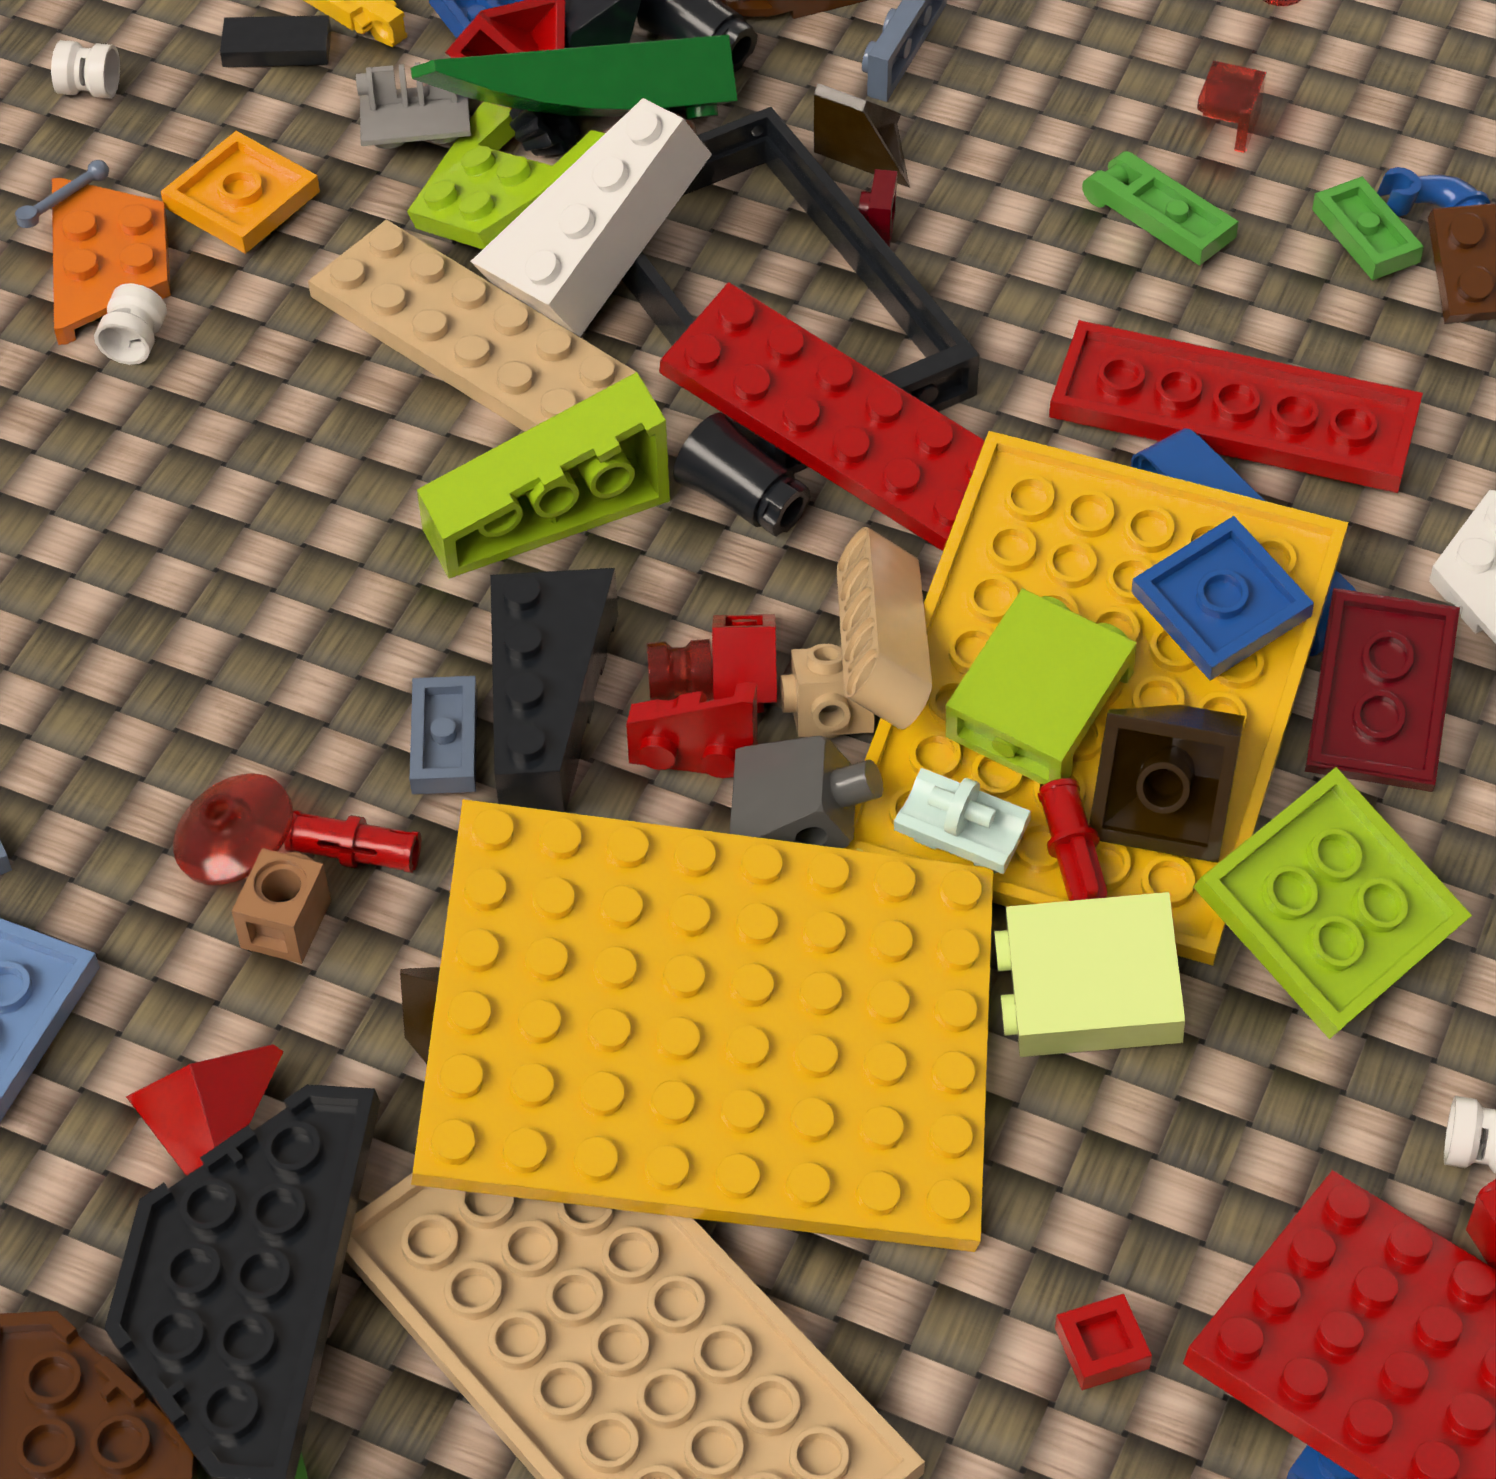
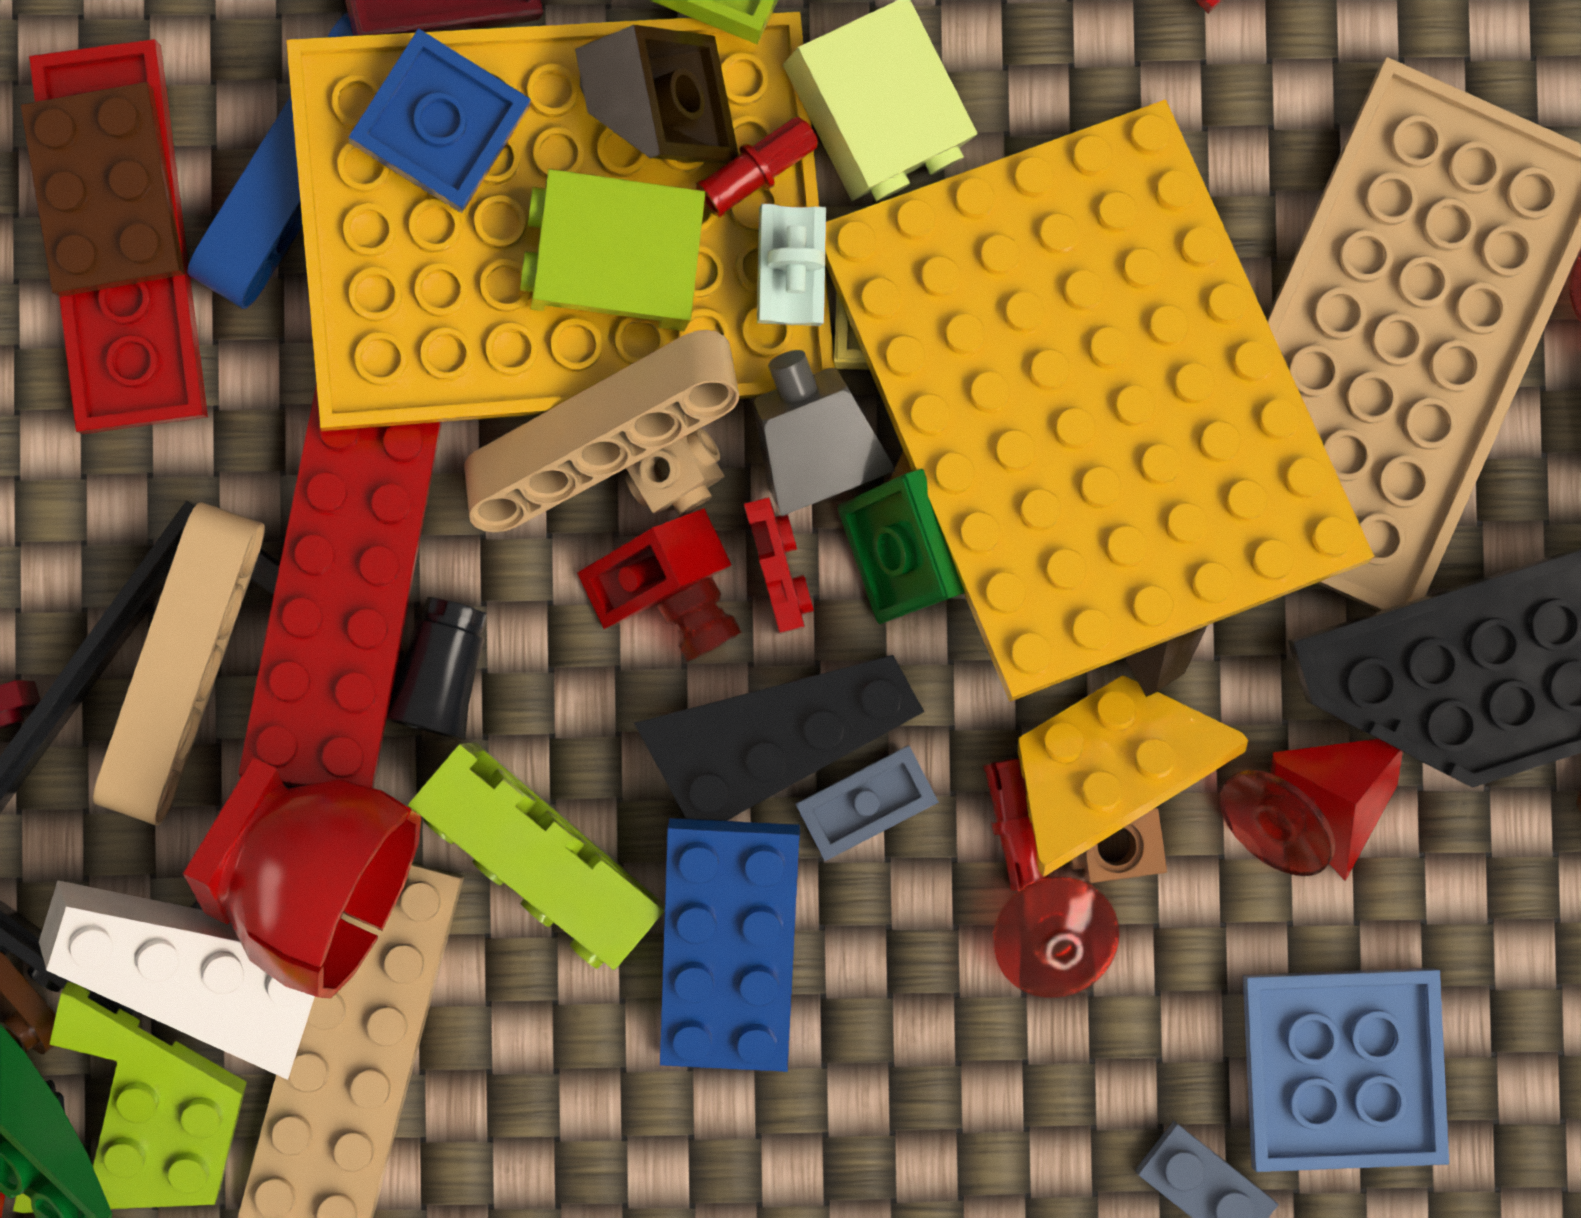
camera: 115 degrees left, 35 degrees up
(219, 1033) = (1277, 823): none -> clear red dish
(356, 910) = (1112, 764): none -> yellow wing
(387, 577) = (728, 944): none -> blue plate
(621, 262) = (294, 862): none -> red plate
(695, 819) = (899, 547): none -> green tile
(845, 295) = (178, 663): none -> tan beam
(1278, 395) = (102, 189): none -> reddish brown plate

